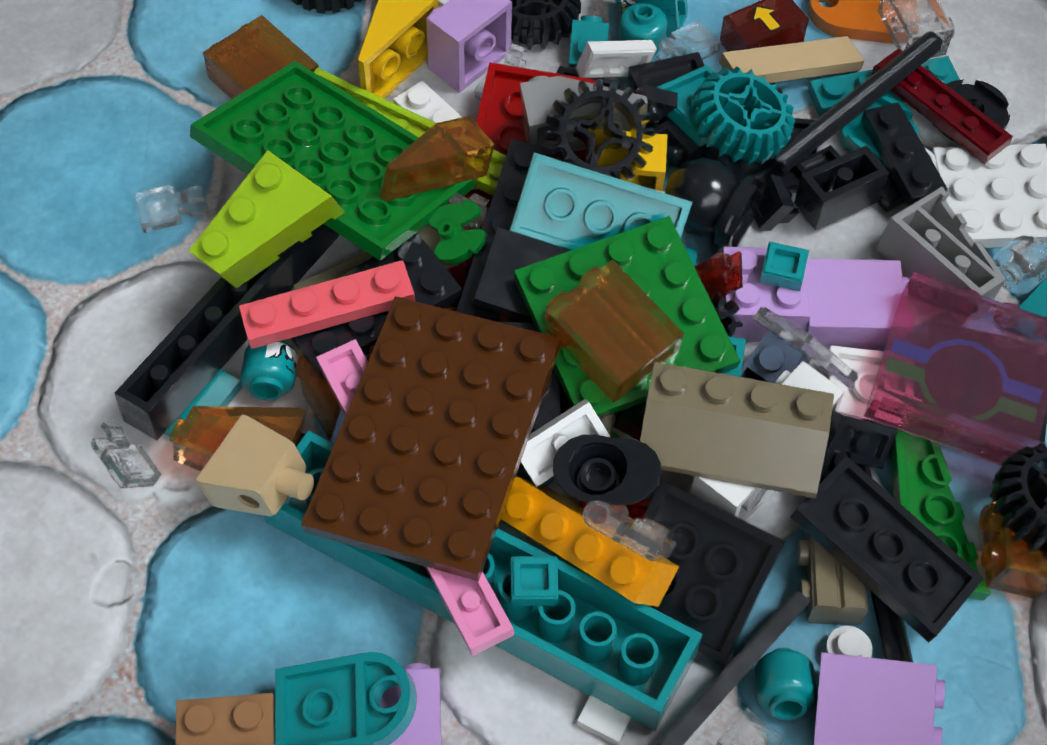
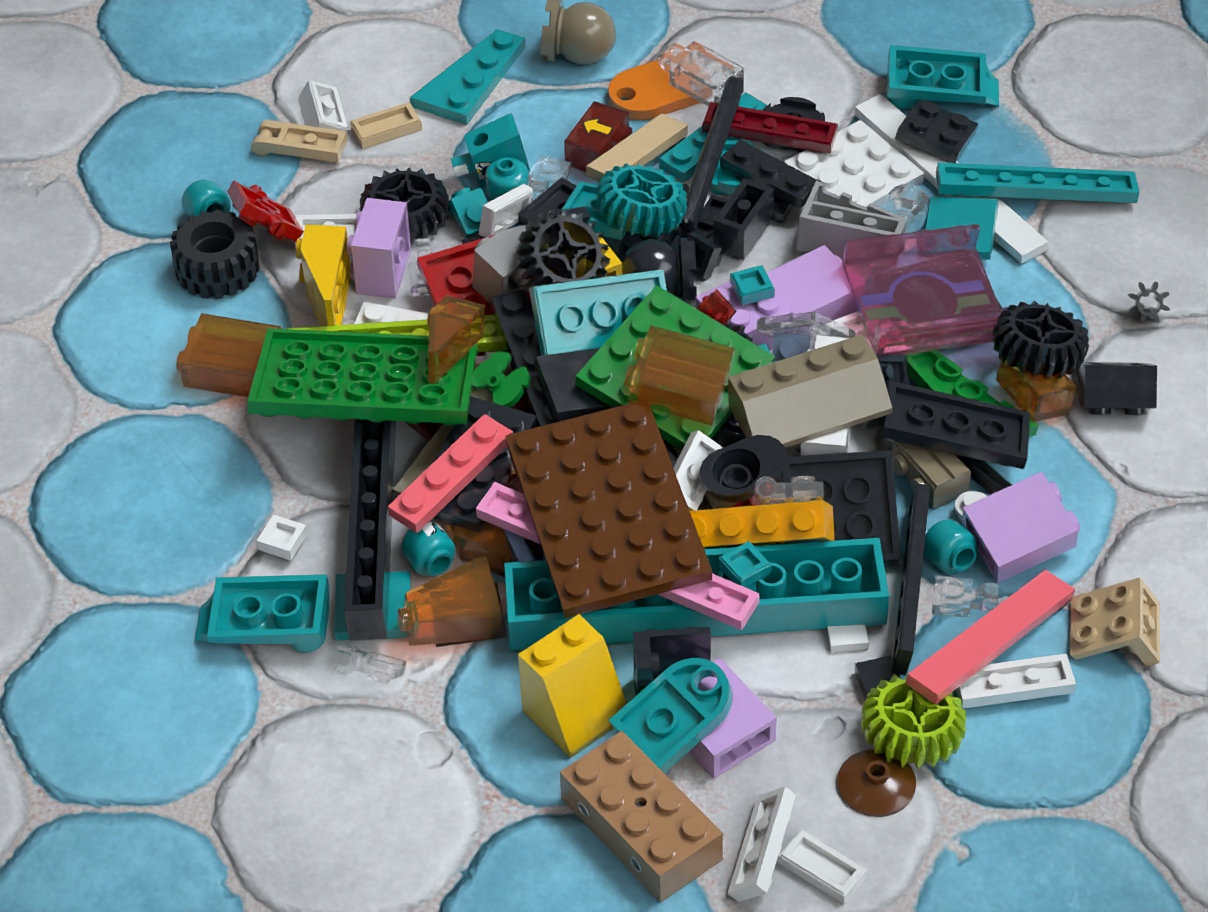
camera: 30 degrees left, 10 degrees down
(77, 347) = (267, 611): none -> teal slope
(157, 276) = (282, 537): none -> white plate
(163, 206) = (242, 489): clear plate -> none
(254, 471) = (496, 600): tan torso -> none
(262, 220) = (366, 432): lime wedge -> none
(267, 607) = (570, 685): none -> yellow slope
(373, 622) = (659, 649): none -> black bracket

